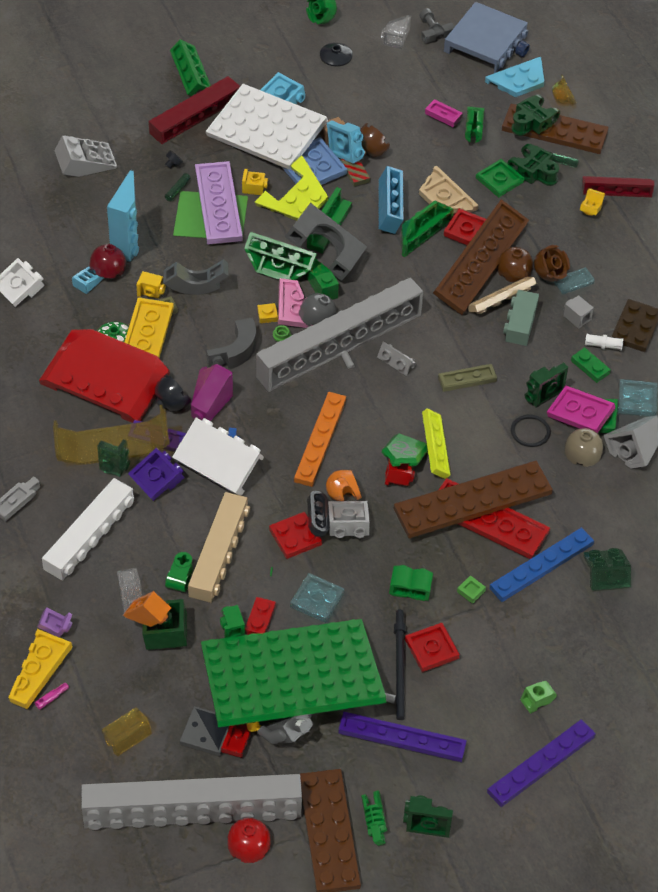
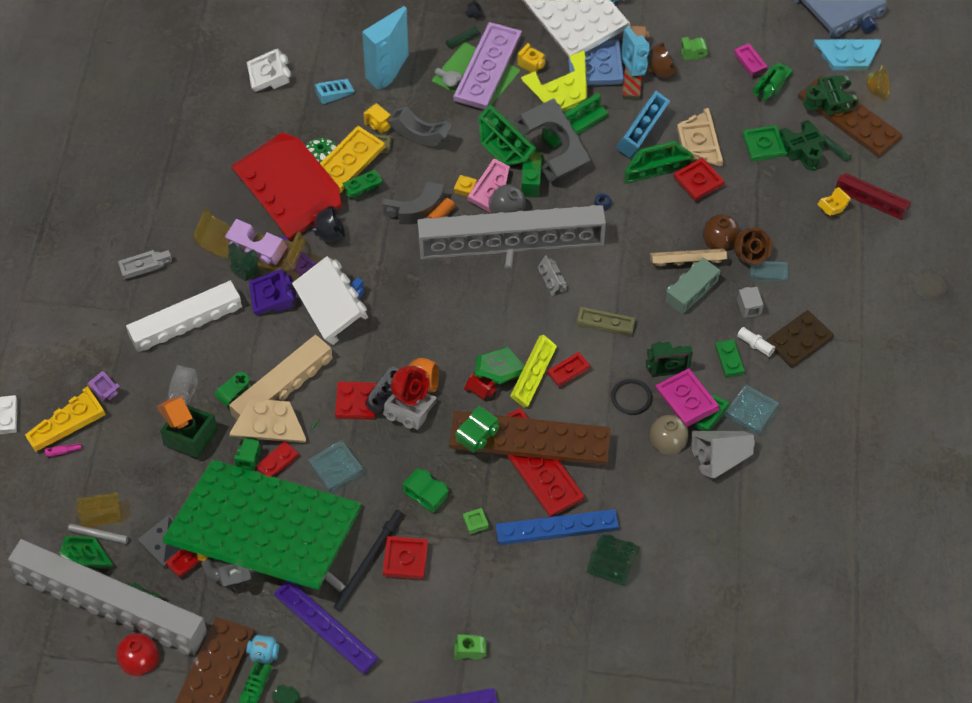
camera: 30 degrees right, 5 degrees up
(107, 261) = (354, 82): dark red cylinder -> none
(133, 432) = (267, 250): none -> lavender arch
(137, 753) = (98, 533): none -> light grey bar
(142, 771) = (85, 551): none -> green tile
(175, 347) = (364, 182): none -> green hinge
(191, 225) = (449, 78): none -> light grey rock
(211, 392) = (363, 240): magenta slope -> none
(234, 584) = (268, 421): none -> tan wing
(262, 341) = (443, 209): none -> orange cylinder
(281, 333) = (464, 206): bright green plate -> none
(320, 439) = (435, 322): orange plate -> none
(342, 497) = (409, 385): none -> red cylinder
(362, 780) = (263, 649): none -> medium azure head
(391, 120) = (693, 48): none -> bright green leg
(396, 274) = (604, 197): none -> dark blue axle
(429, 509) = (477, 429): none -> green brick
(464, 429) = (568, 369): none -> red plate
(480, 257) = (691, 211): reddish brown plate -> none

